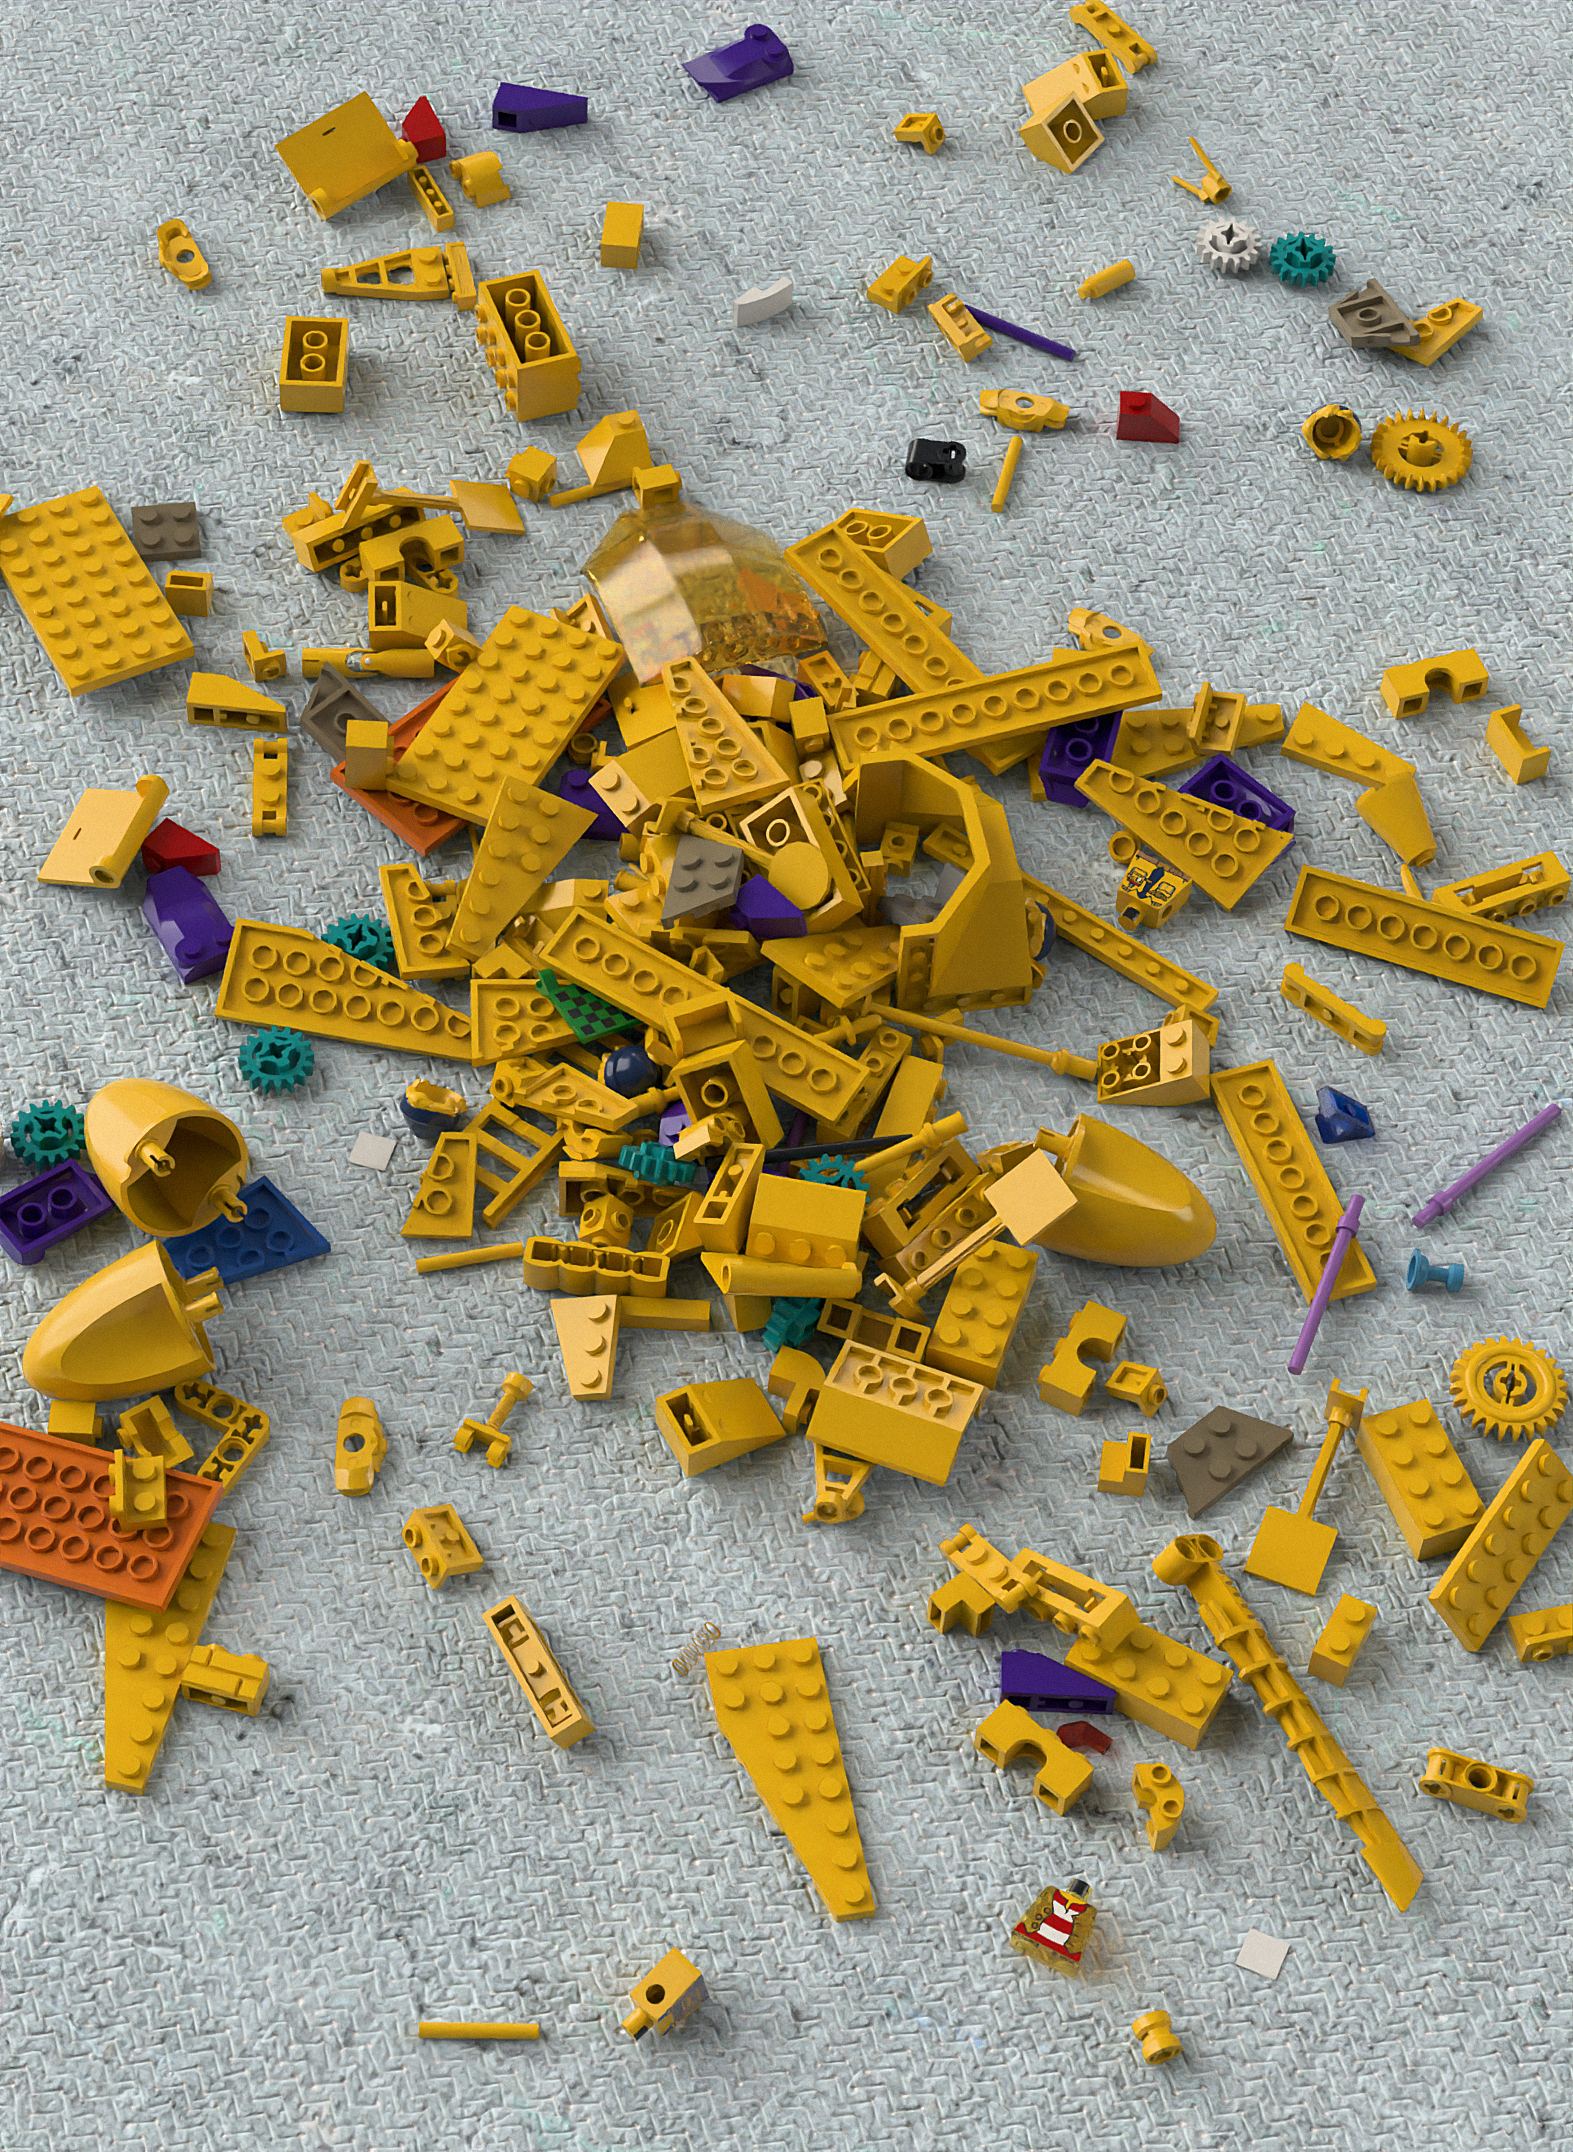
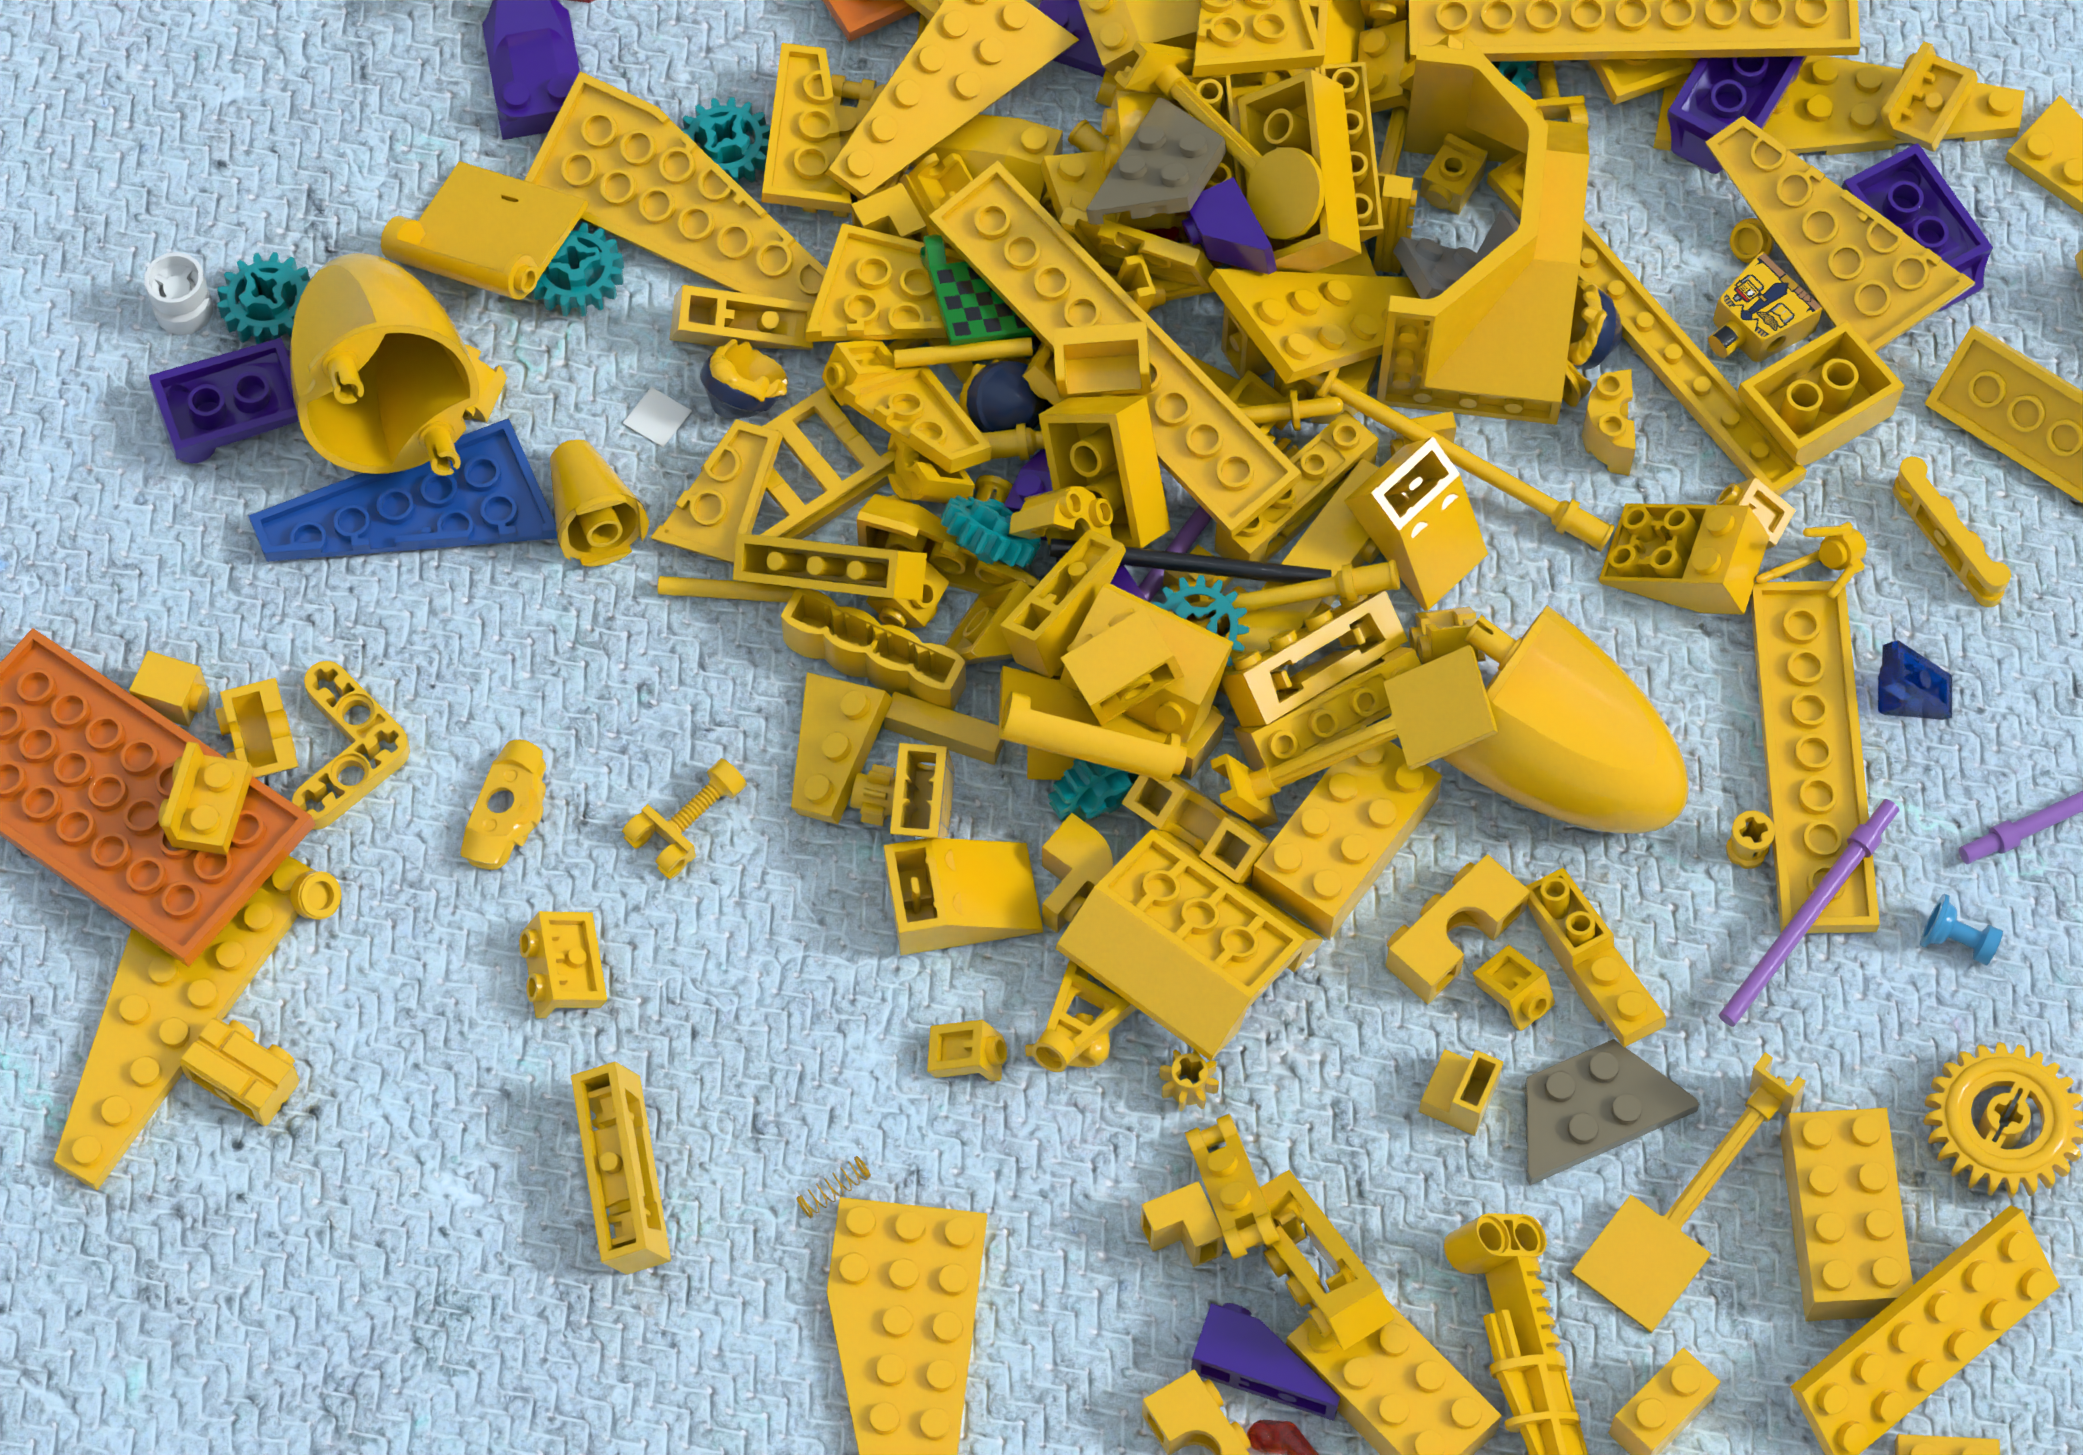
camera: 20 degrees right, 10 degrees up
(125, 1331) = (262, 586): yellow windscreen -> none
(203, 1046) = (486, 231): none -> yellow door
(238, 1543) = (315, 895): none -> yellow tile
(352, 1220) = (593, 506): none -> yellow cone
(397, 1067) = (719, 316): none -> yellow slope
(549, 1215) = (829, 566): none -> yellow brick
(592, 1047) = (963, 353): none -> yellow piece
(634, 1369) = (874, 794): none -> yellow gear
(672, 1355) = (922, 791): none -> yellow torso
(760, 1528) = (966, 1049): none -> yellow bracket
(796, 1221) = (1121, 664): none -> yellow brick
(928, 1507) = (1183, 1090): none -> yellow gear
(961, 1077) = (1421, 519): none -> yellow slope
(1068, 995) = (1606, 422): none -> yellow cylinder
(1183, 1356) = (1590, 960): none -> yellow slope
(1214, 935) = (1823, 394): none -> yellow brick
(1260, 1039) = (1839, 550): none -> yellow plant
(1267, 1243) = (1743, 839): none -> yellow bush

